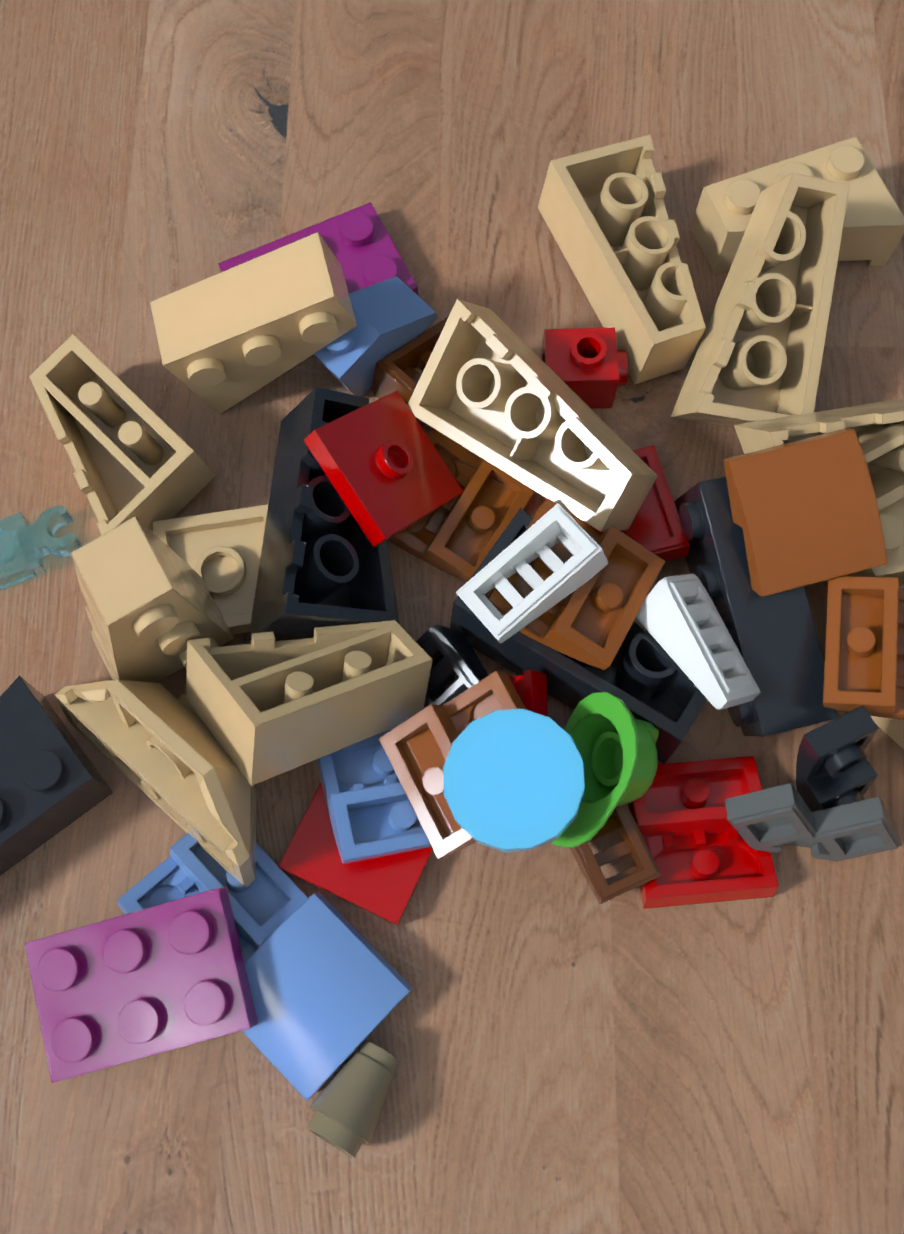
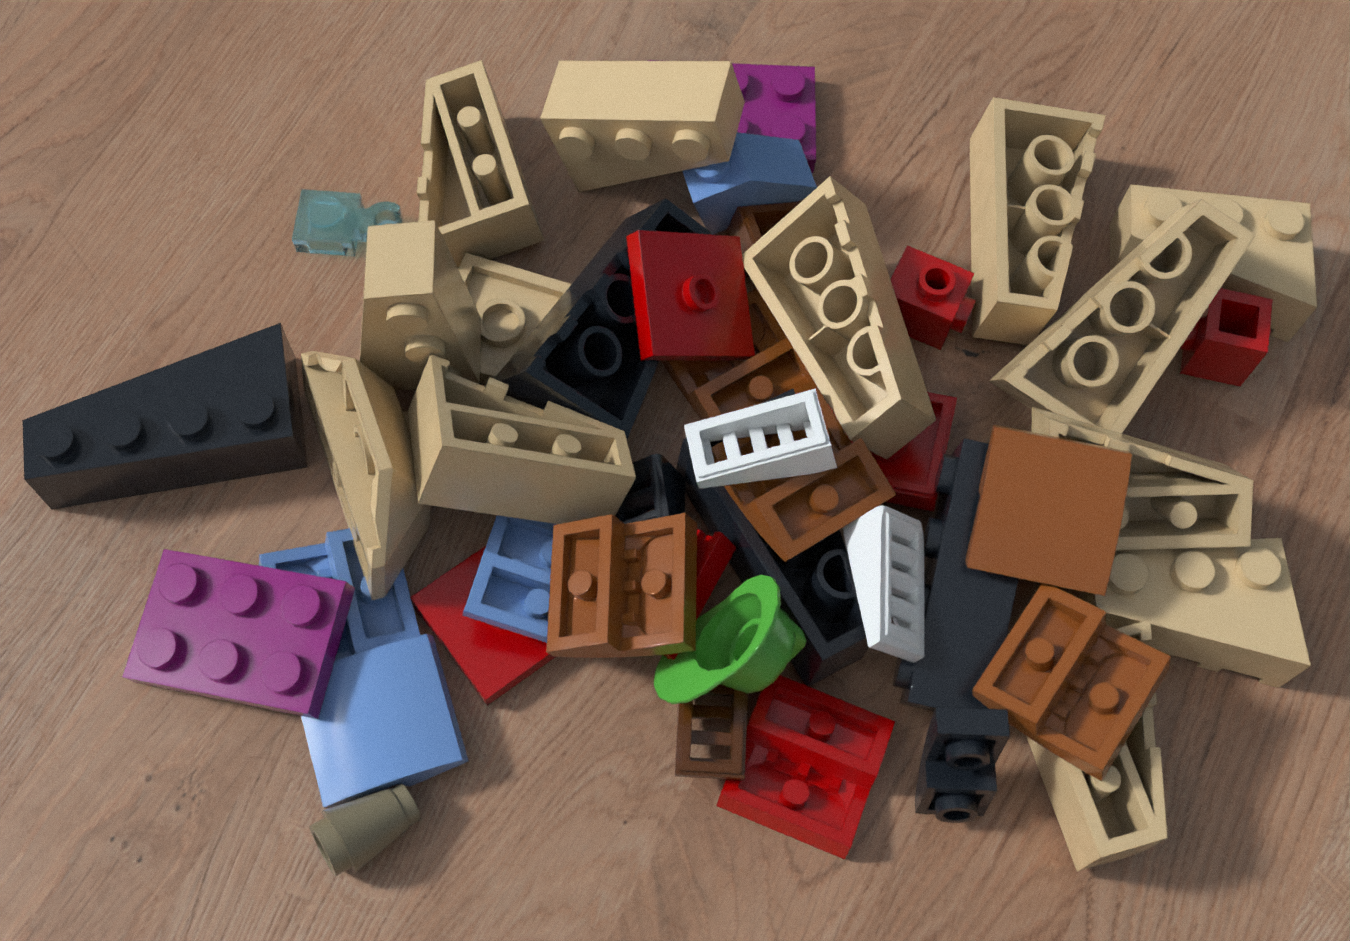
camera: 25 degrees right, 5 degrees down
(514, 780) = (645, 611): medium azure tile -> none
(833, 834) = (941, 830): dark grey tile -> none
(859, 283) = (1228, 338): none -> red brick

